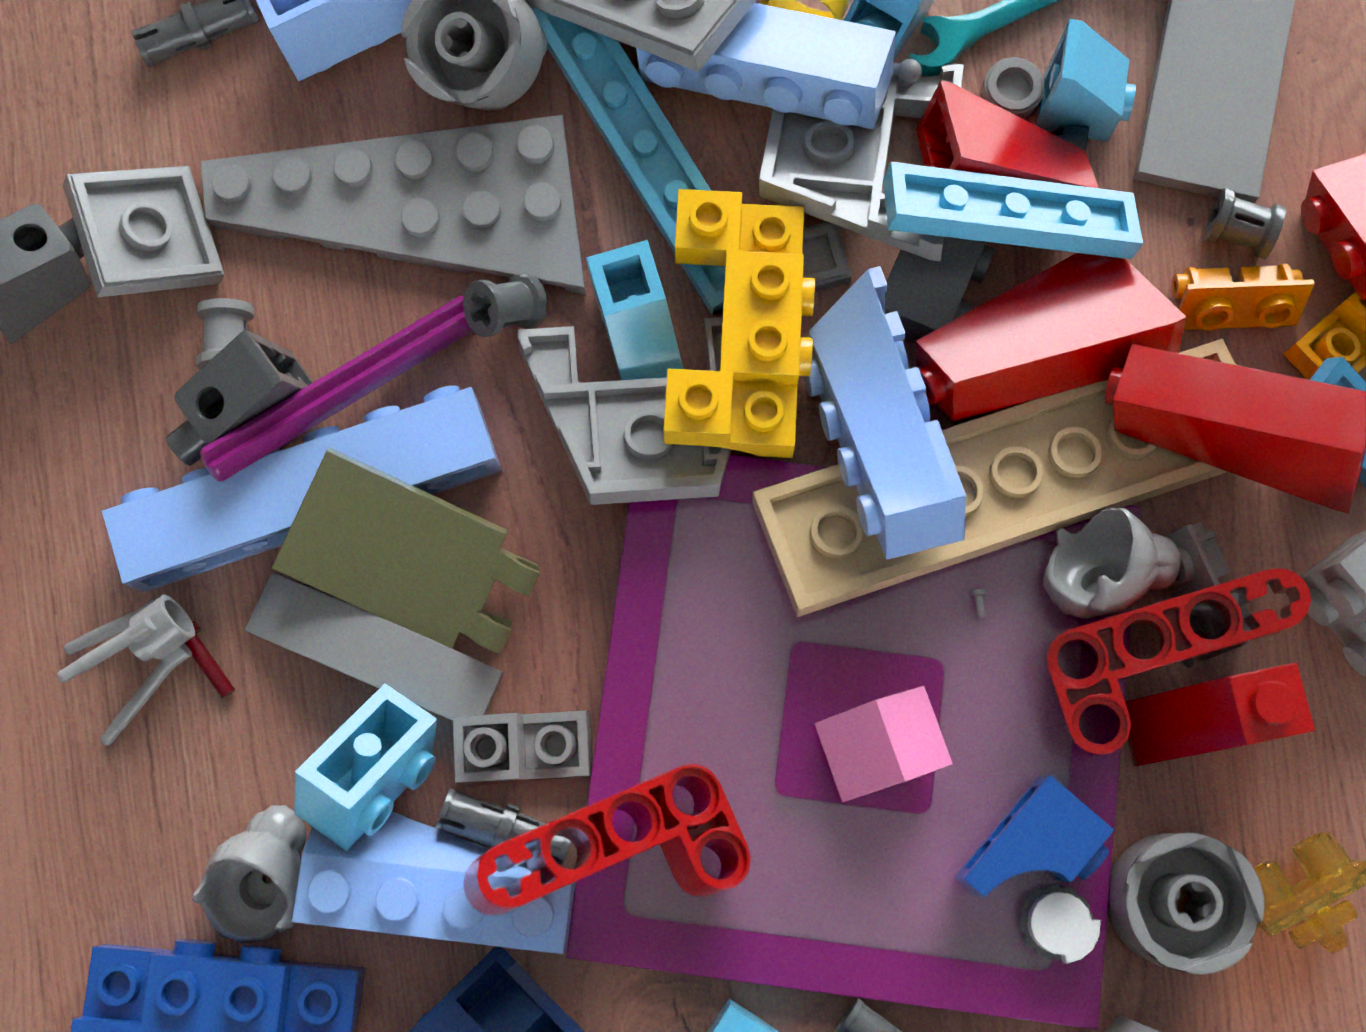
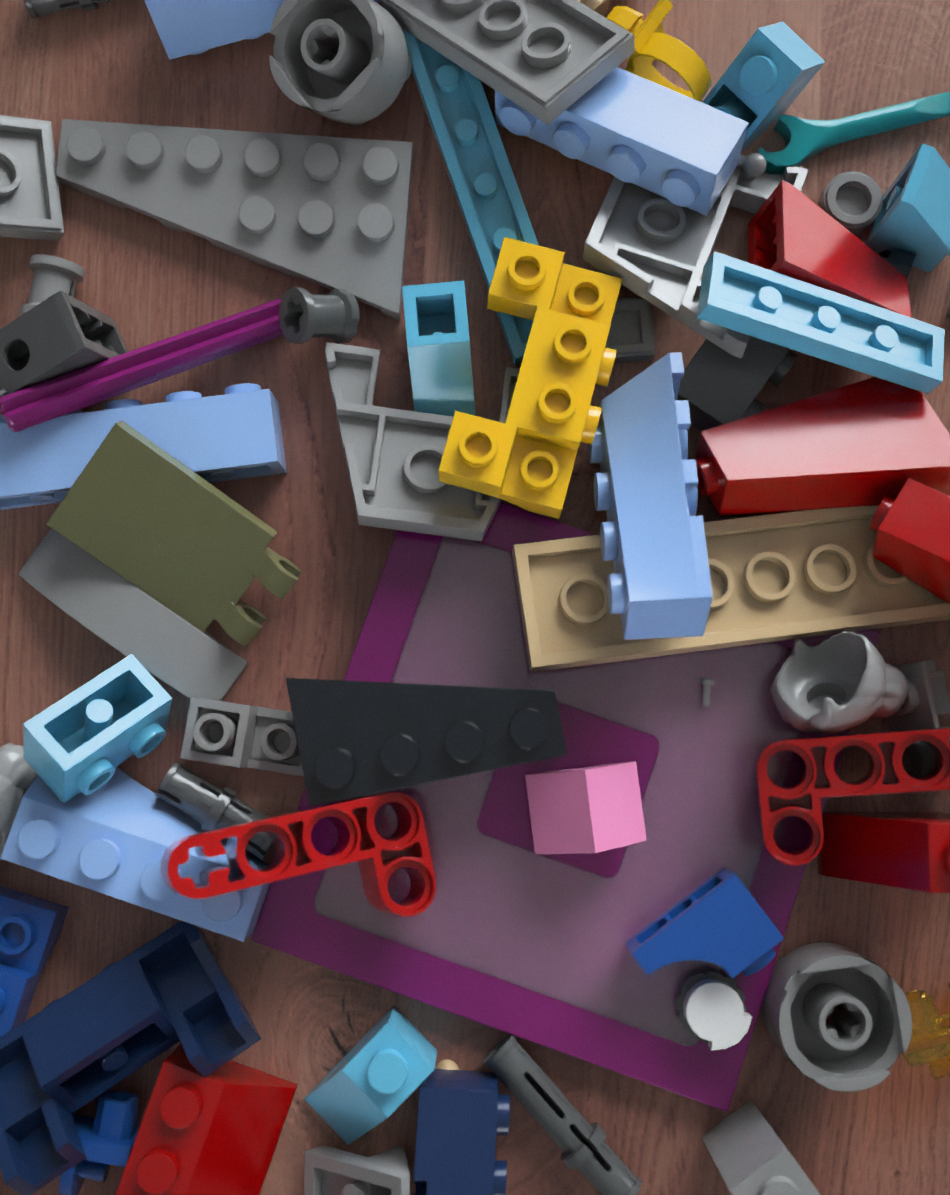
camera: 15 degrees right, 5 degrees up
(689, 703) = (404, 735): none -> black wedge

